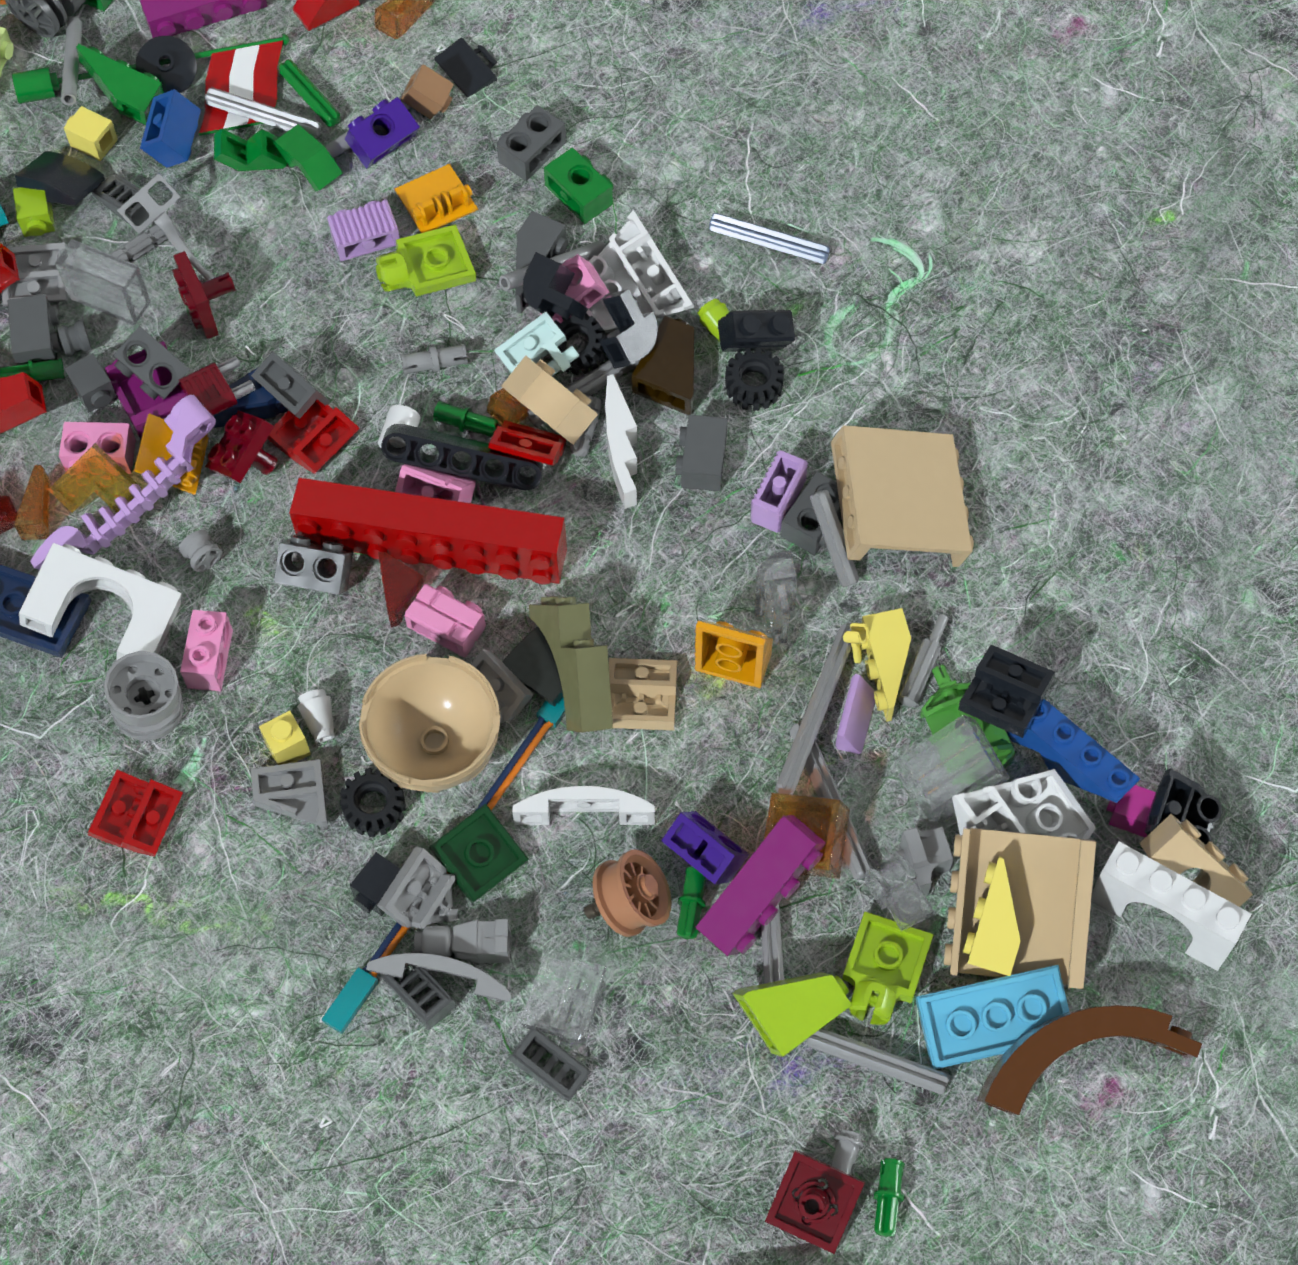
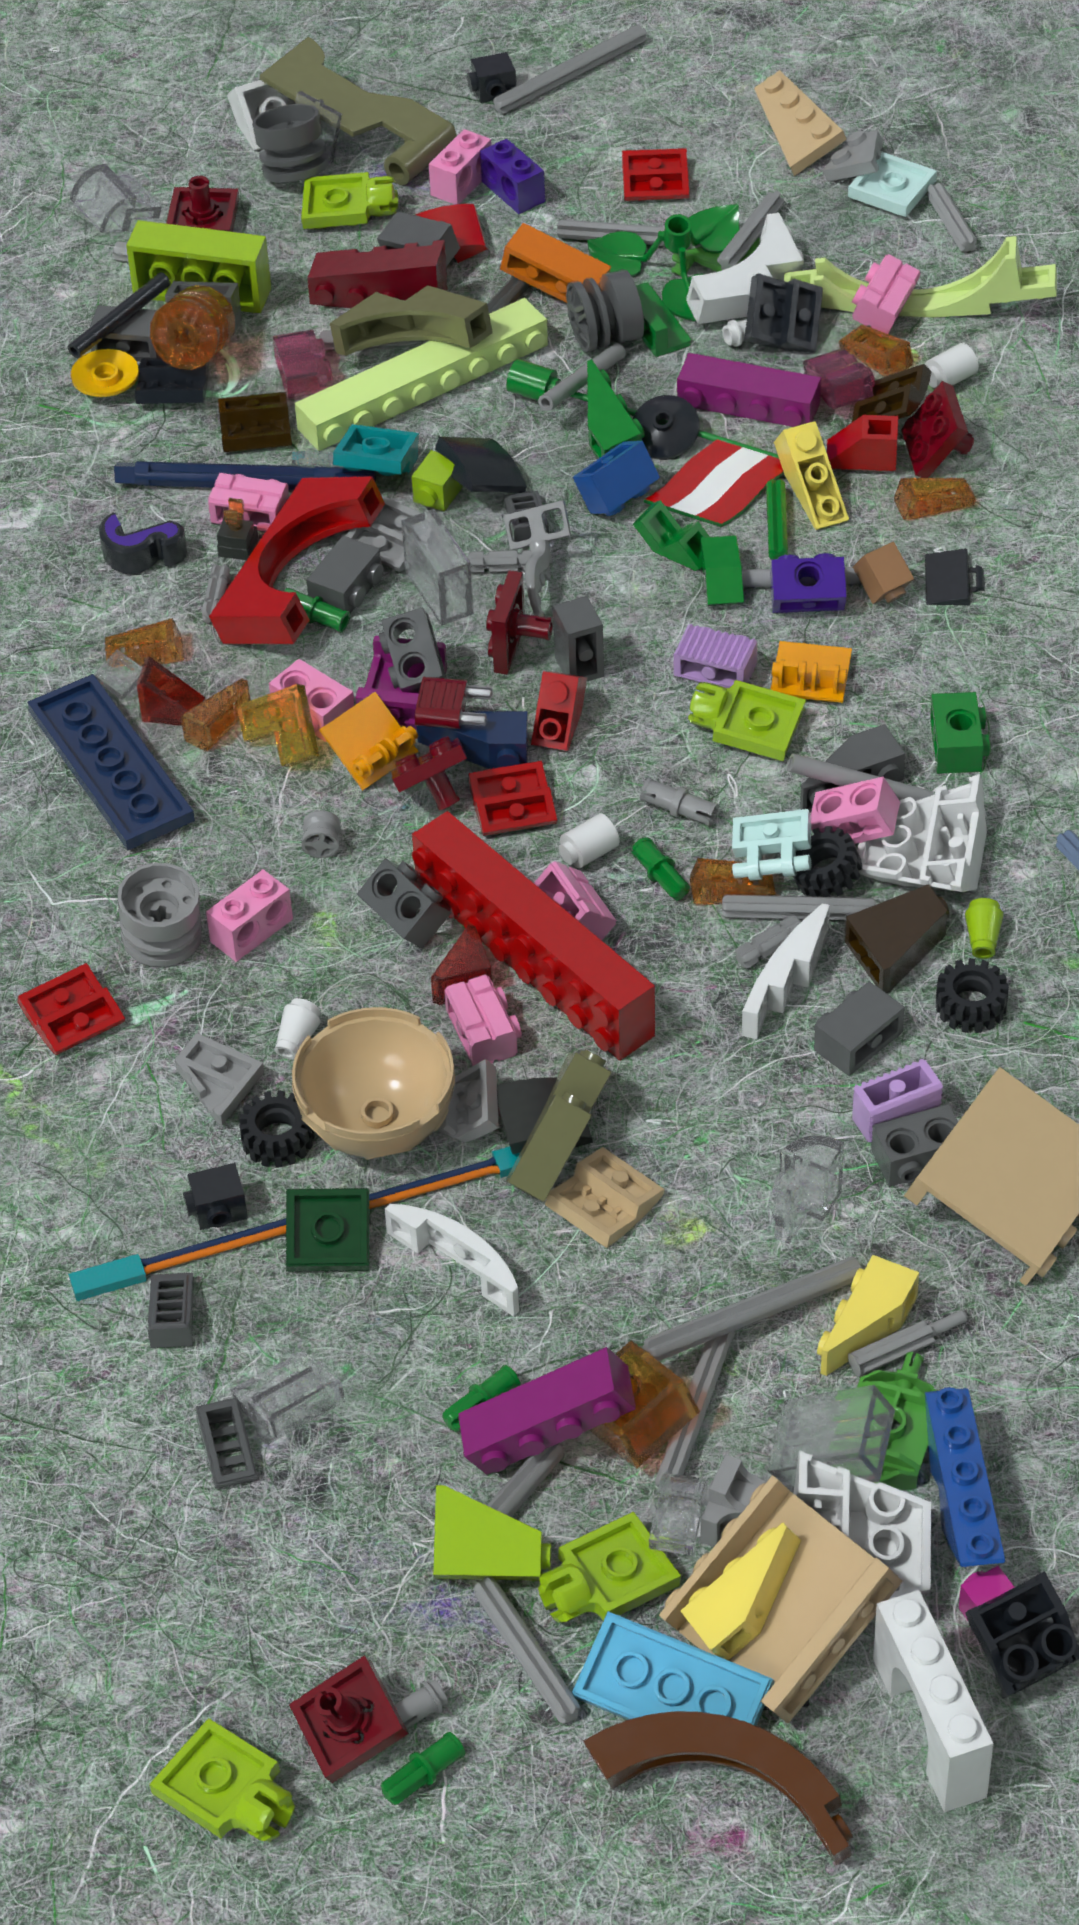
camera: 40 degrees right, 15 degrees down
(70, 573) = (188, 778): white arch -> none
(74, 338) = (375, 601): dark grey wheel -> none
(90, 133) = (545, 446): light yellow brick -> none
(90, 383) = (354, 644): dark grey brick -> none
(189, 424) = (394, 716): lavender piece -> none
(260, 112) = (715, 511): axle -> none
(260, 278) = (578, 638): none -> dark grey brick
(285, 739) = (248, 1026): light yellow brick -> none
(287, 337) = (558, 709): none -> red slope
(287, 385) = (519, 739): dark grey panel -> none
(308, 44) = (811, 474): none -> light yellow slope
(395, 966) = (168, 1266): light grey slope -> none
(420, 892) = (244, 1224): light grey slope -> none
(446, 462) = (636, 897): black beam -> none
(468, 941) = (251, 1294): light grey piece -> none
(528, 443) = (694, 917): red slope -> none
(531, 142) = (945, 669): dark grey brick -> none
(546, 288) = (829, 788): black brick -> none
(550, 400) = (746, 889): tan brick -> none
(630, 893) = (425, 1343): nougat wheel -> none
(634, 332) = (881, 879): brick -> none
(705, 847) = (528, 1344): dark purple brick -> none
(732, 652) = (716, 1205): light orange slope -> none
(756, 329) = (1007, 947): black brick -> none
(834, 537) = (909, 1167): light grey axle -> none
(855, 716) = (788, 1342): lavender slope -> none
(858, 635) = (849, 1272): light yellow hand -> none
(1006, 691) = (940, 1394): black slope -> none
(1179, 849) = (986, 1643): tan arch -> none

